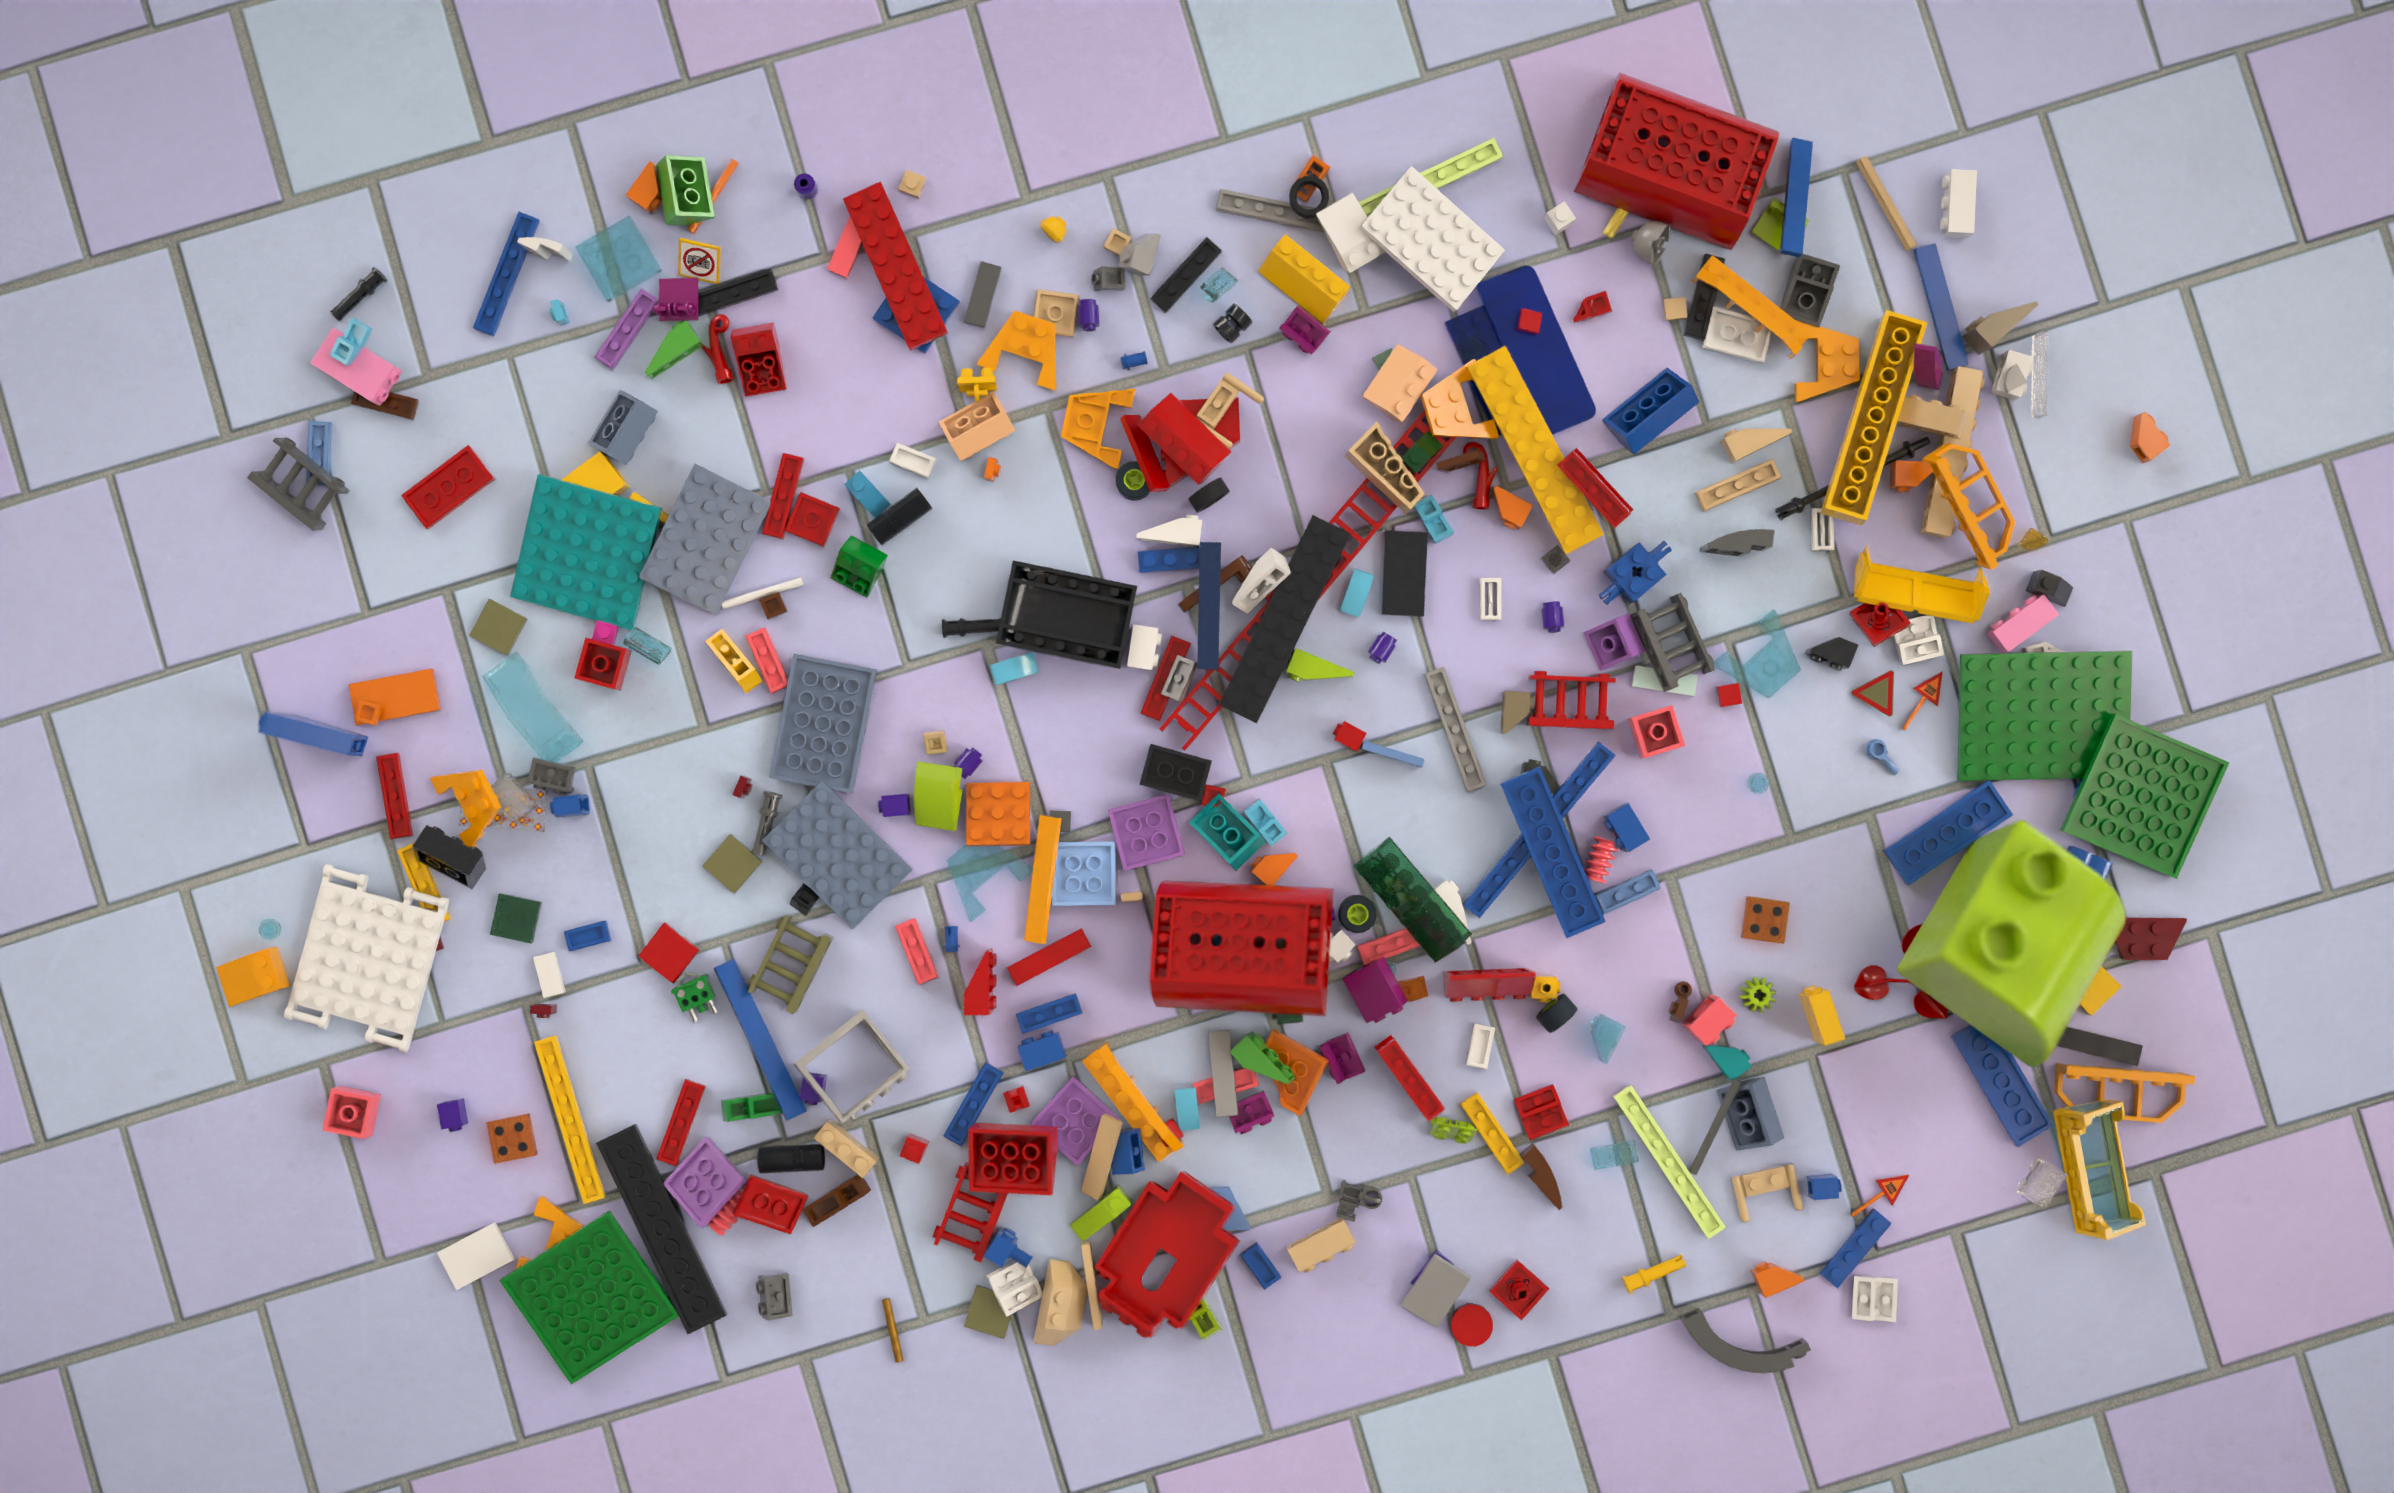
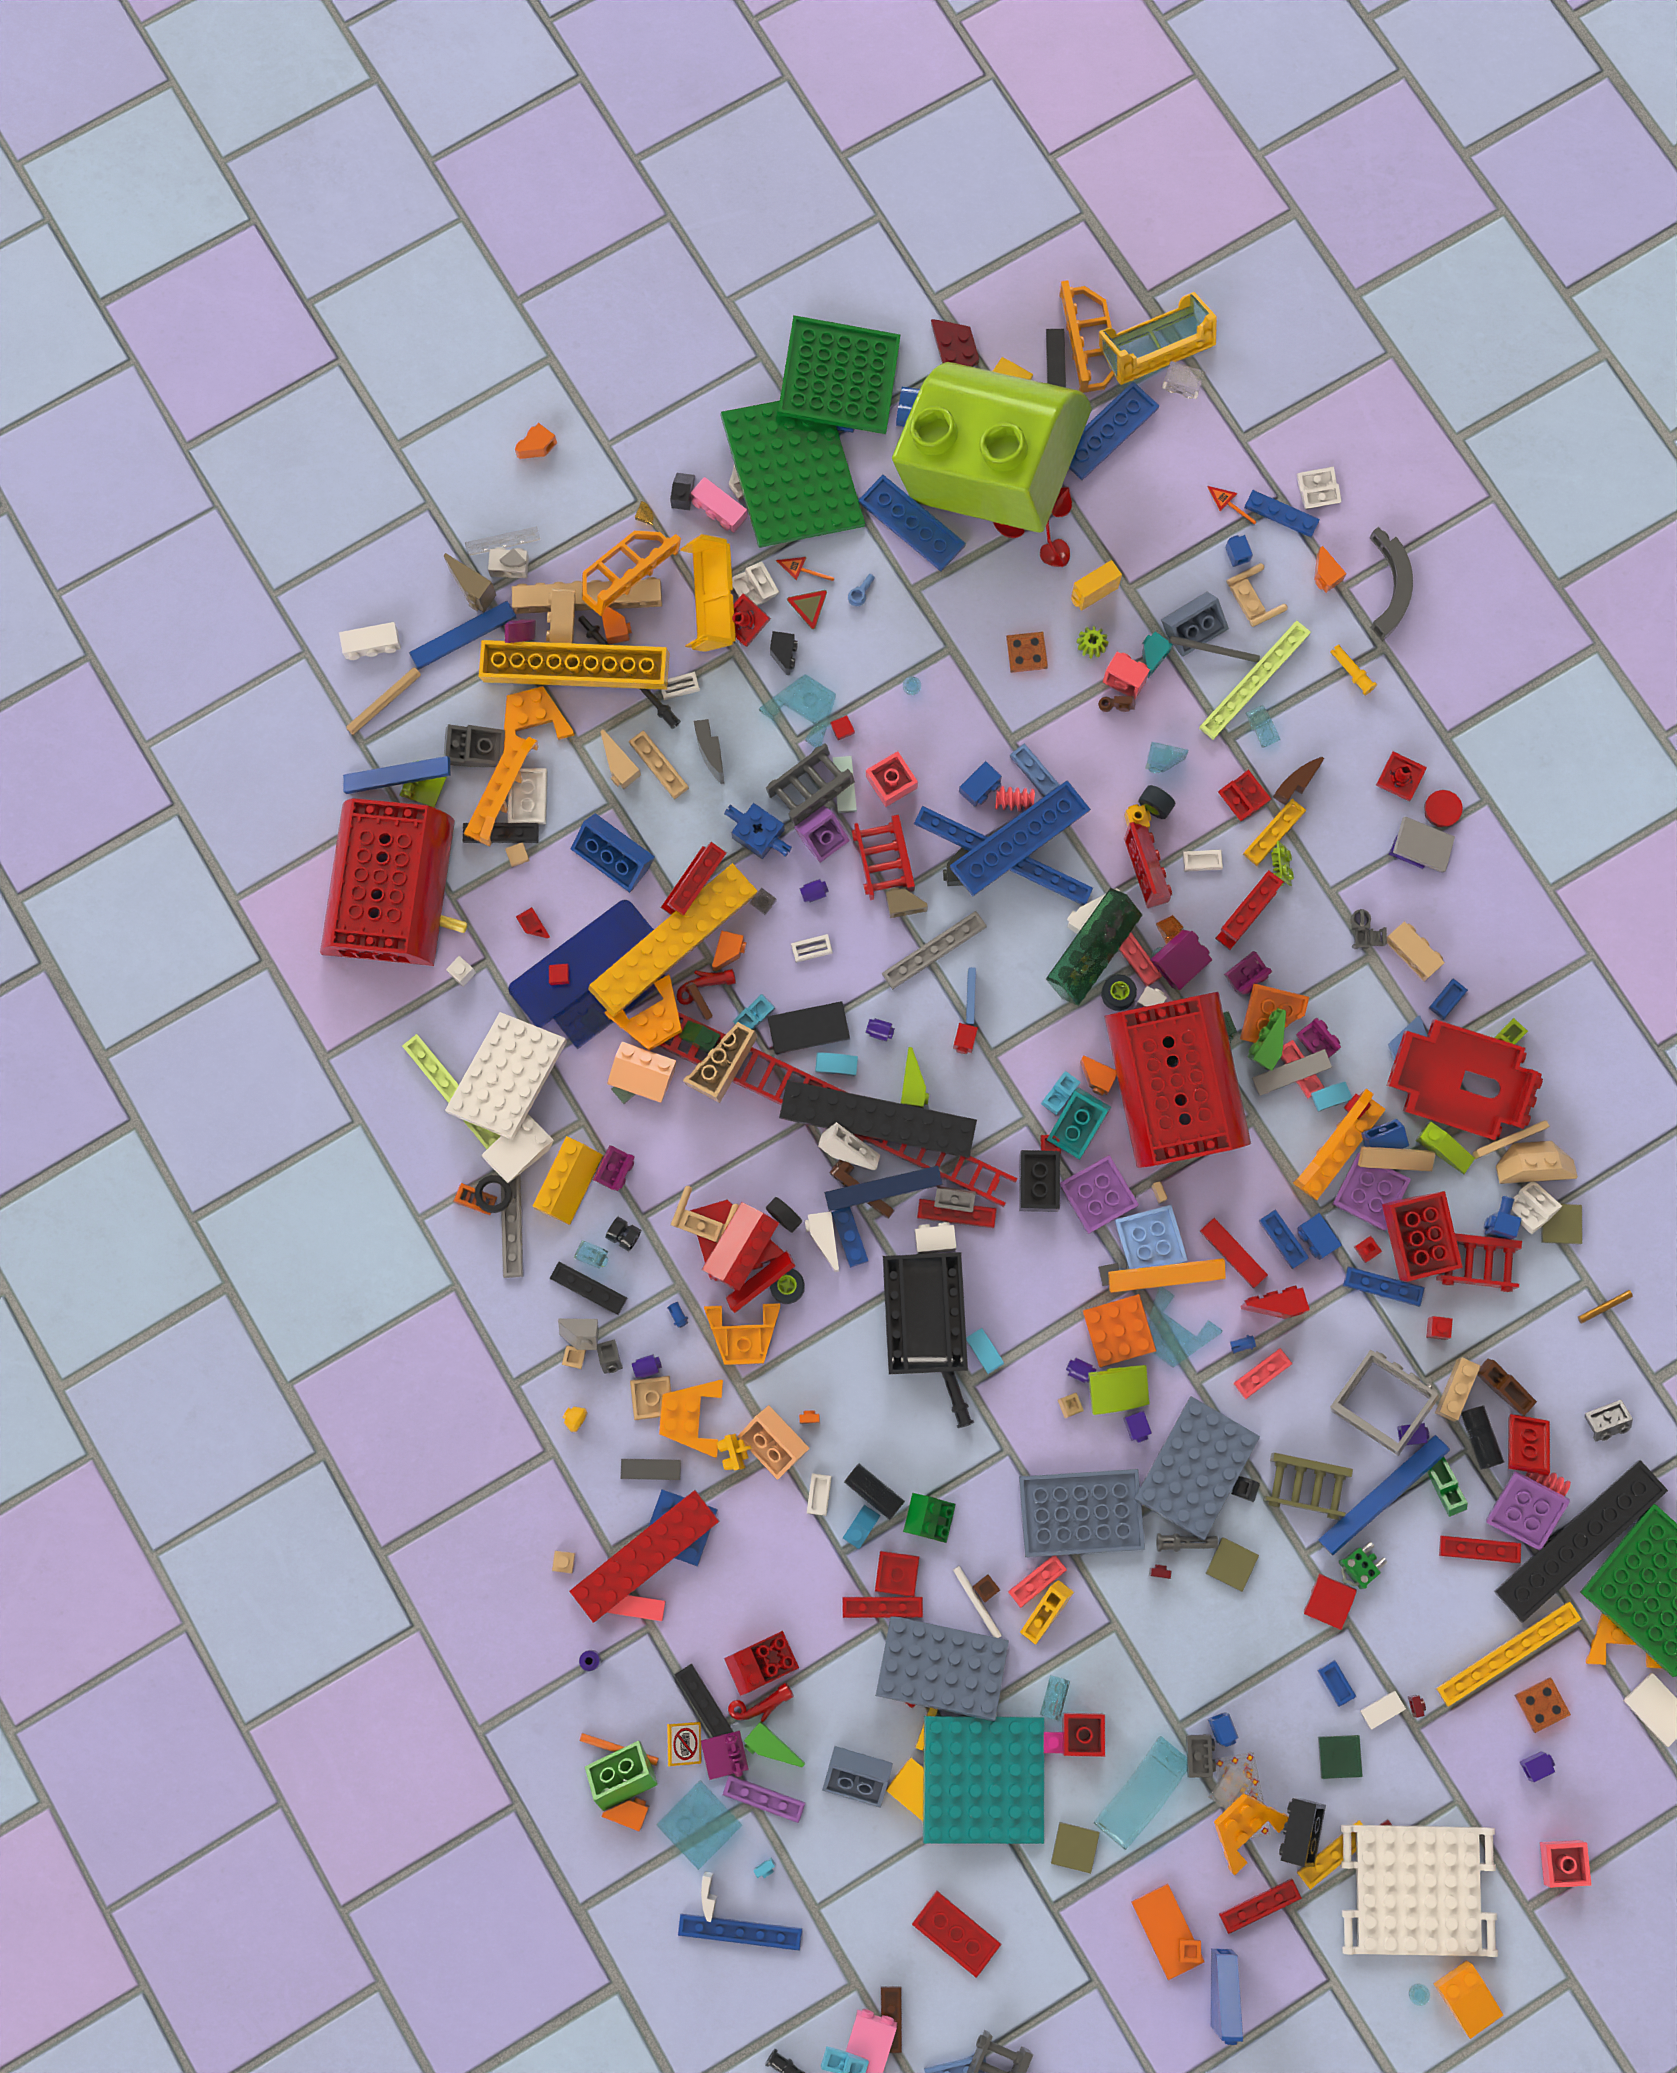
camera: 105 degrees left, 10 degrees down
(1650, 241) = (463, 888): light grey cylinder -> none

